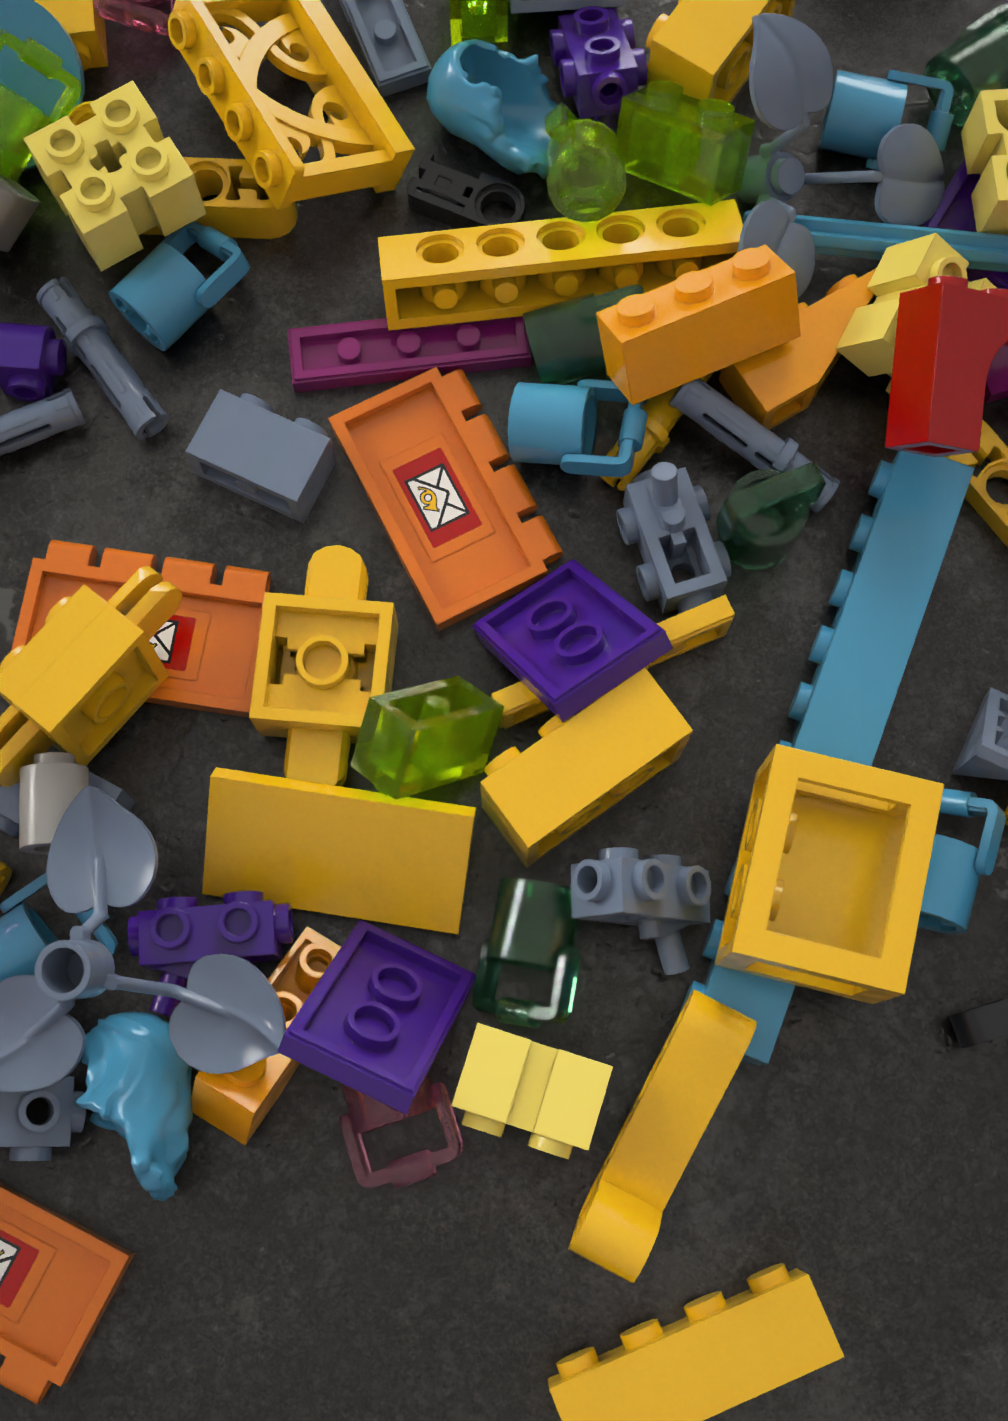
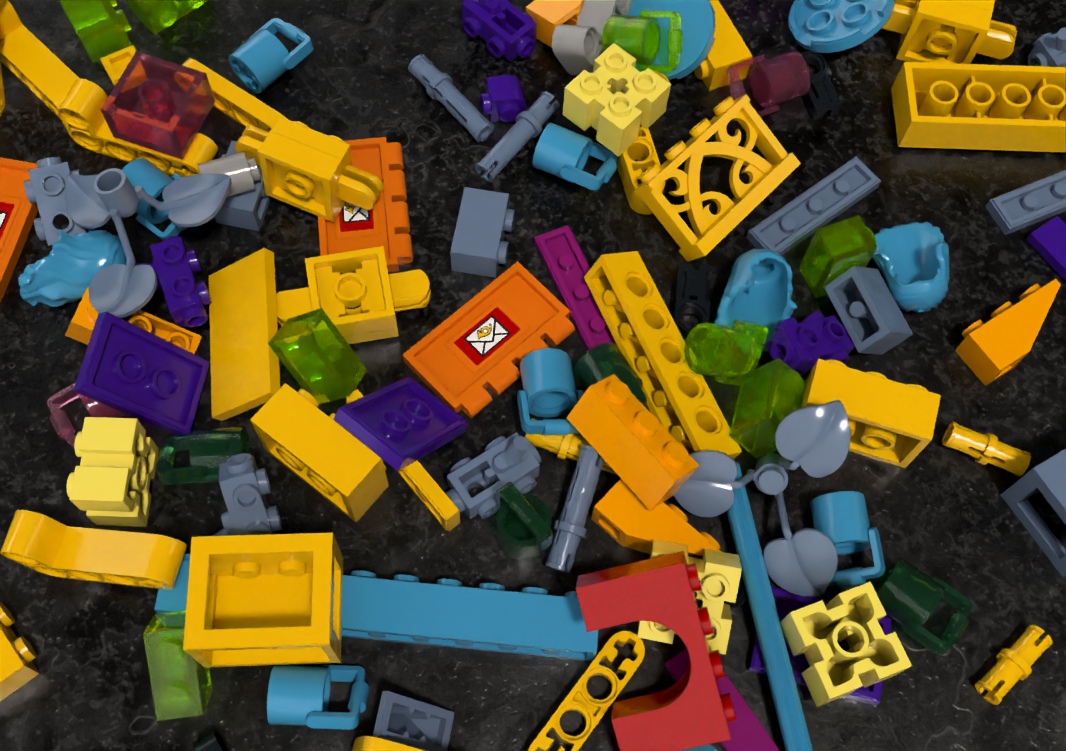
camera: 70 degrees right, 10 degrees down
(860, 1039) = (177, 680): none -> clear neon green brick

